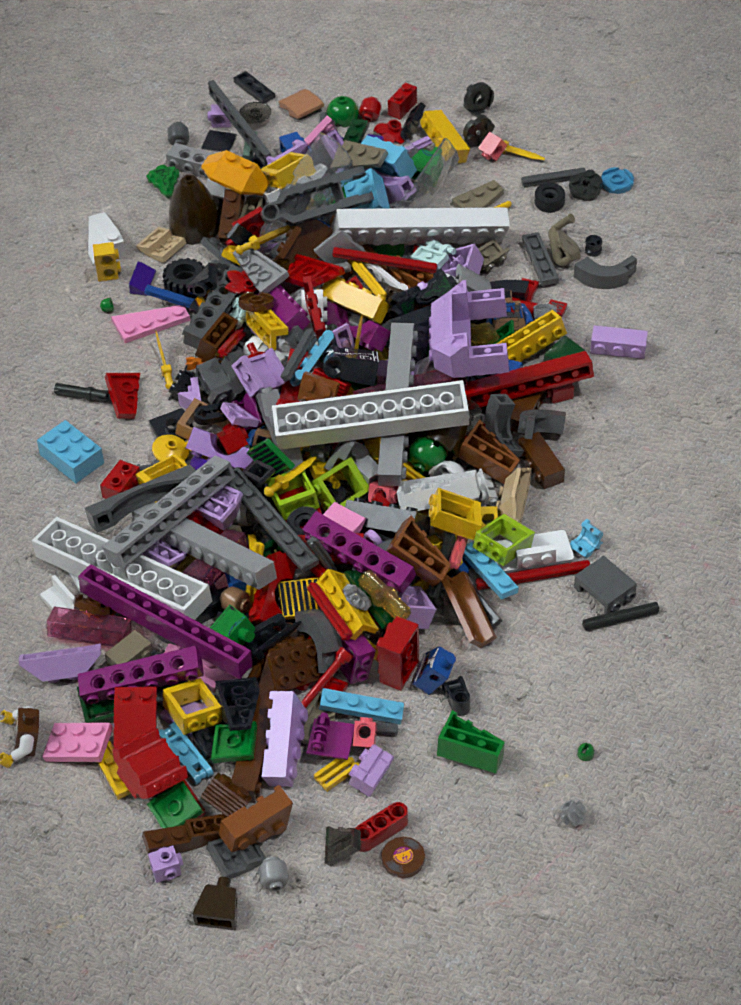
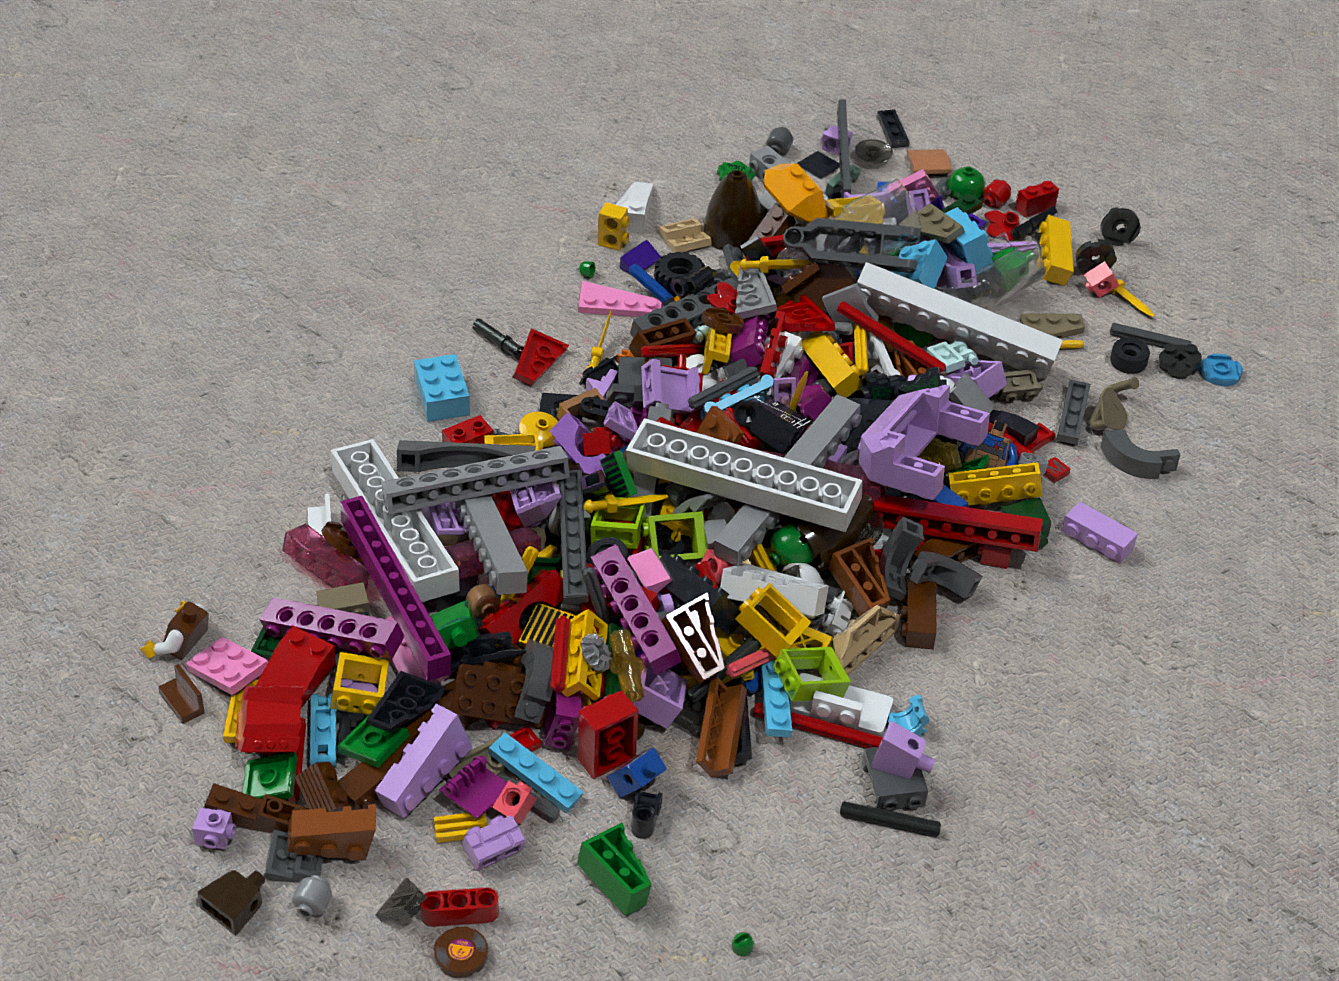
camera: 25 degrees right, 5 degrees down
(60, 781) = (182, 696): none -> reddish brown panel
(61, 663) = (267, 580): lavender wedge -> none
(341, 658) = (542, 709): red piece -> none
(593, 245) = (1144, 423): black wheel -> none
(606, 566) = (901, 753): none -> lavender torso

